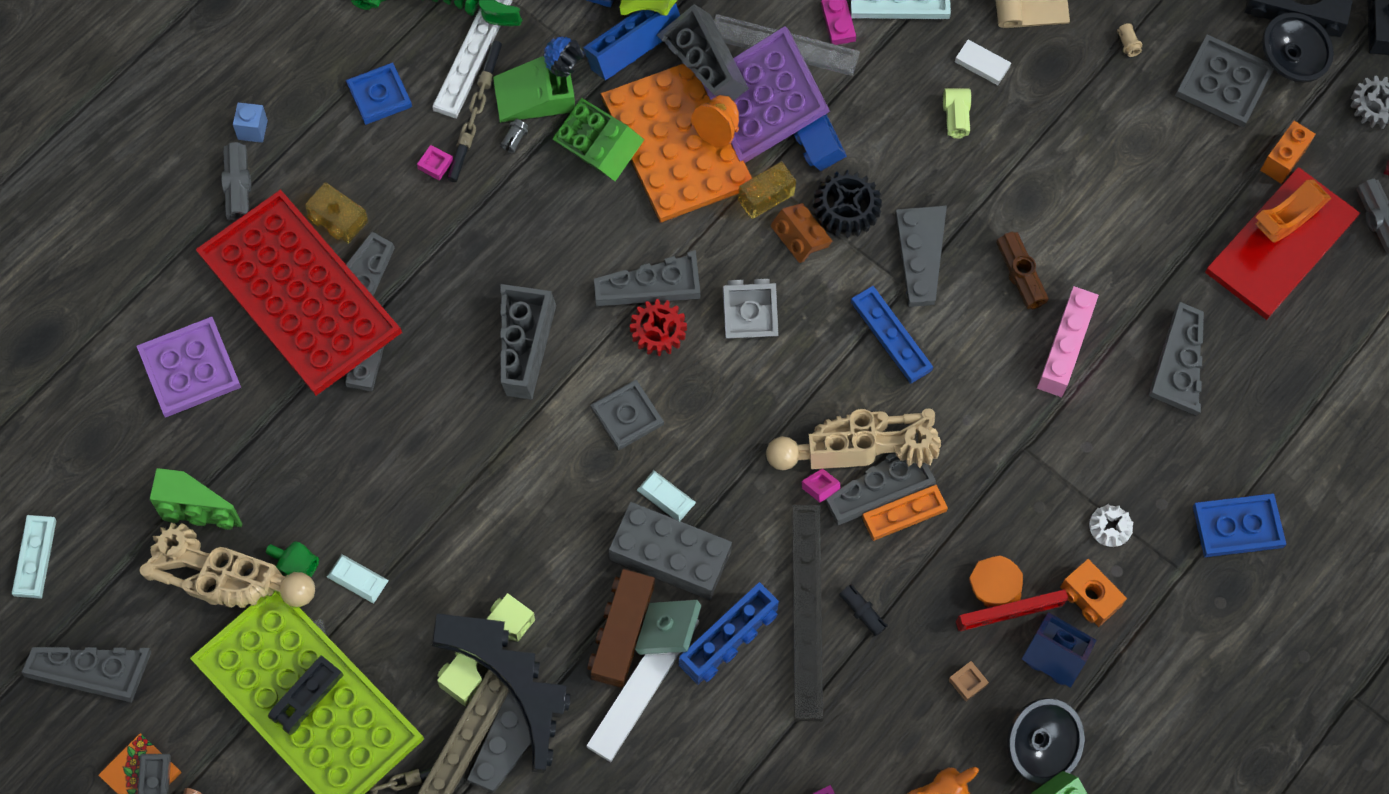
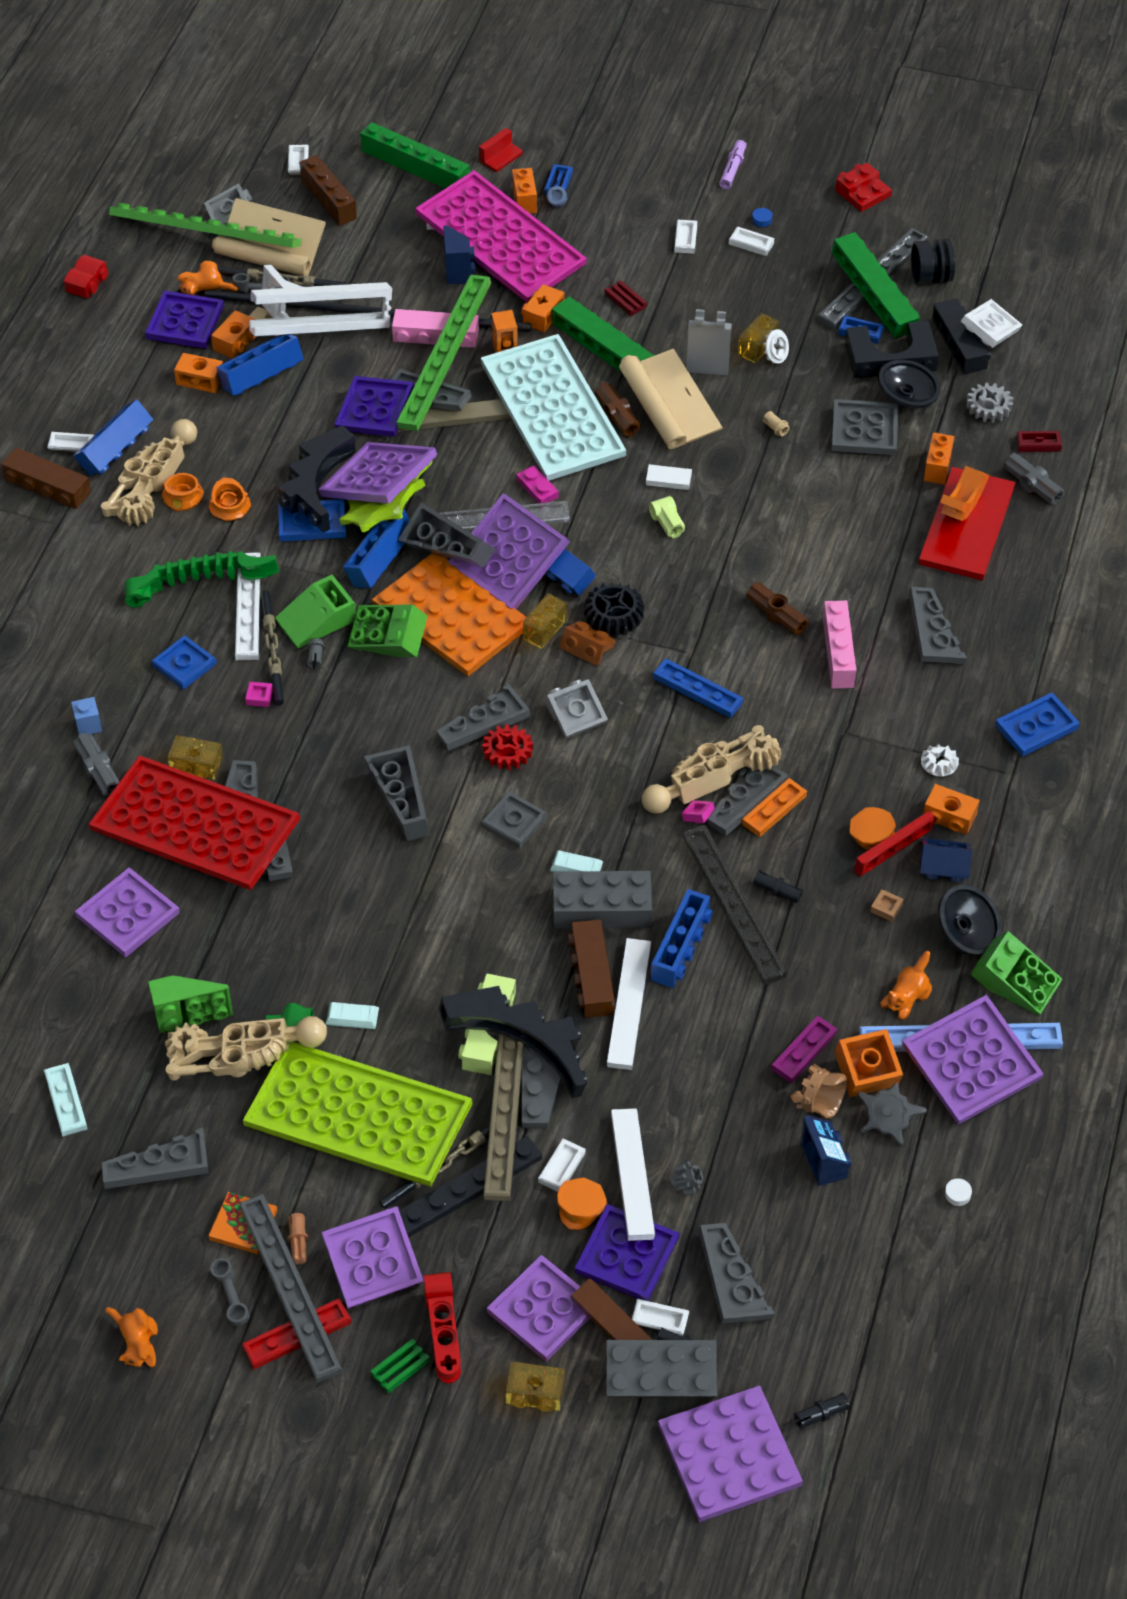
camera: 20 degrees left, 15 degrees down
(305, 694) = (358, 1103): black plate -> none
(562, 55) = (332, 573): black piece -> none
(668, 627) = (630, 950): sand green plate -> none
(716, 120) = (480, 581): orange hat -> none
(920, 248) = (689, 623): dark grey wing -> none

